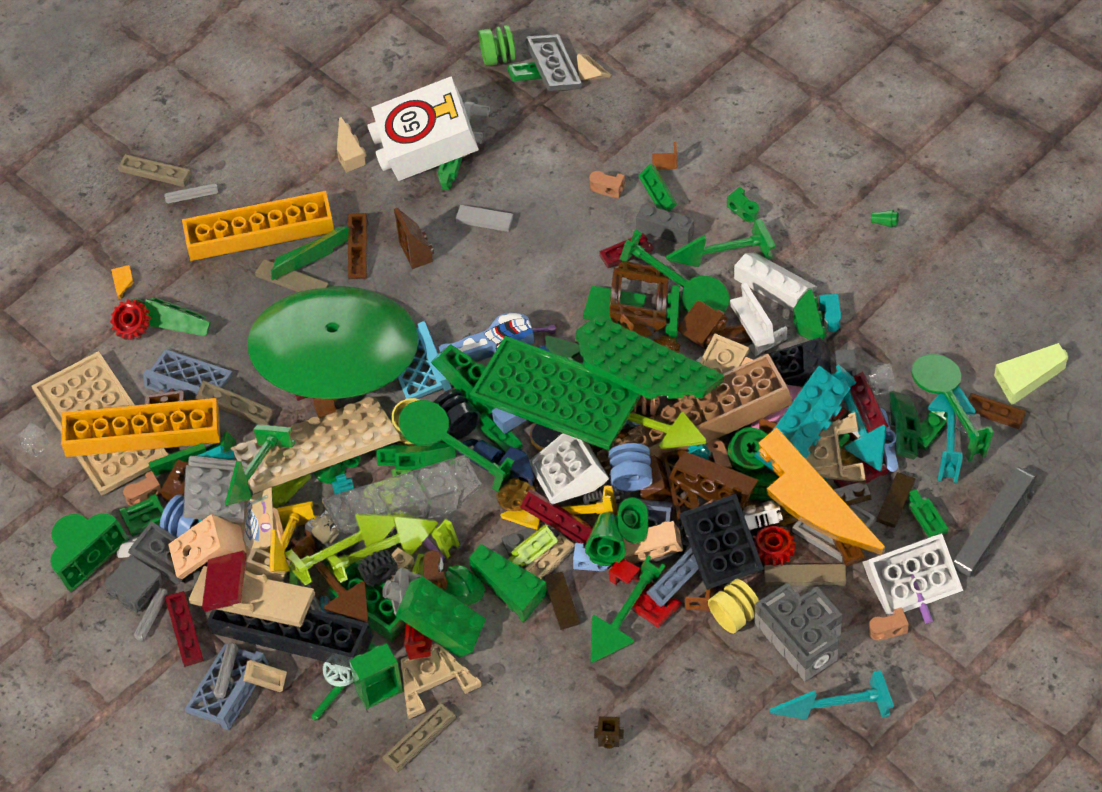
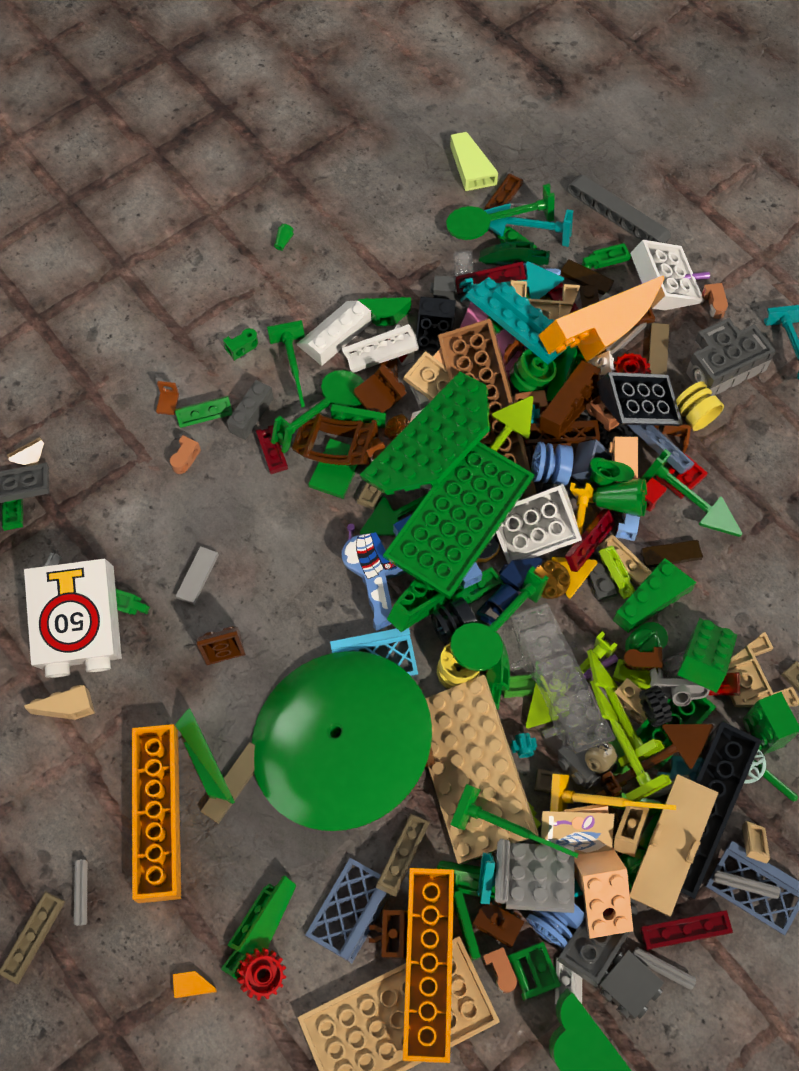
camera: 85 degrees left, 10 degrees up
(224, 581) = (663, 869): dark red tile -> none
(357, 246) = (205, 707): reddish brown slope -> none
(831, 306) = (381, 290): teal leg -> none

